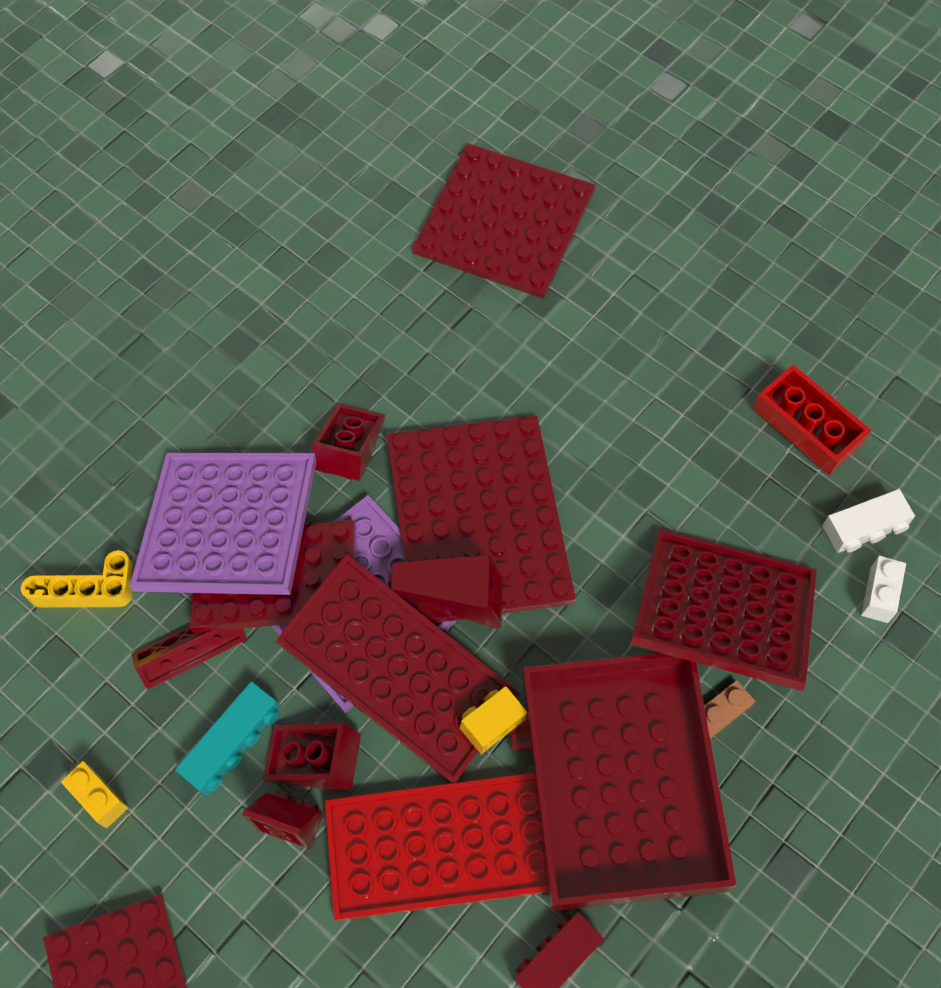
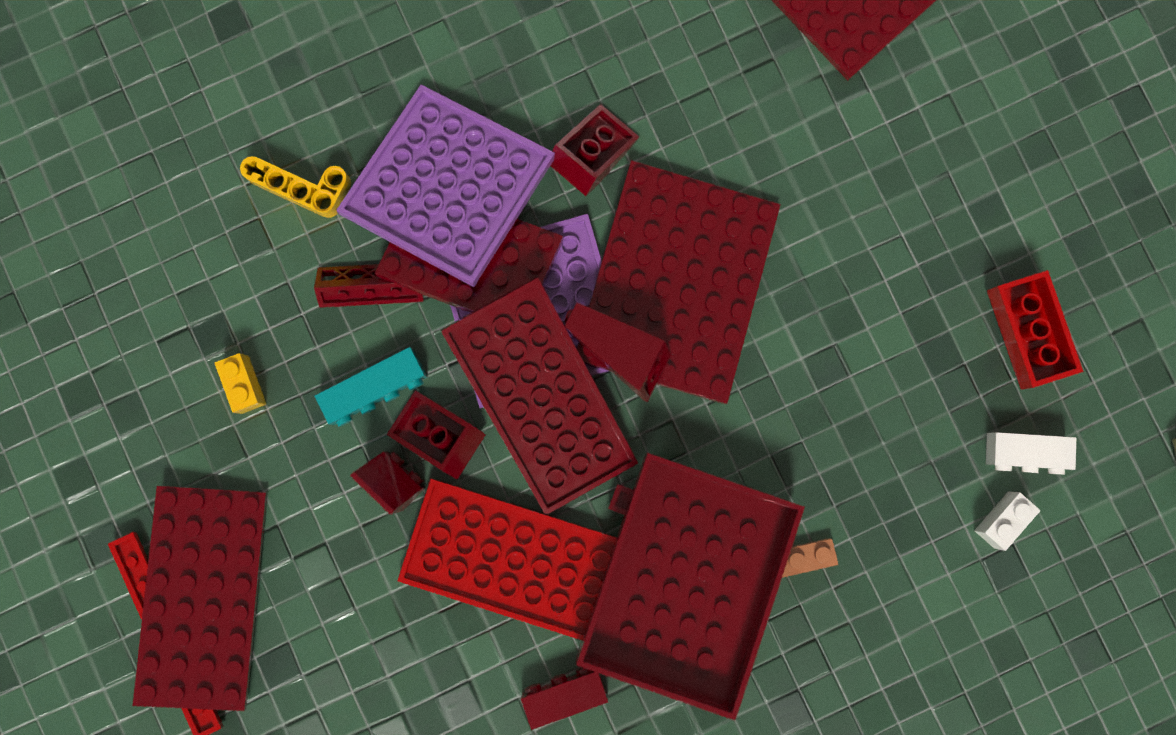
camera: 20 degrees right, 20 degrees up
(493, 719) = (602, 480): yellow brick -> none
(727, 609) = (856, 479): dark red plate -> none

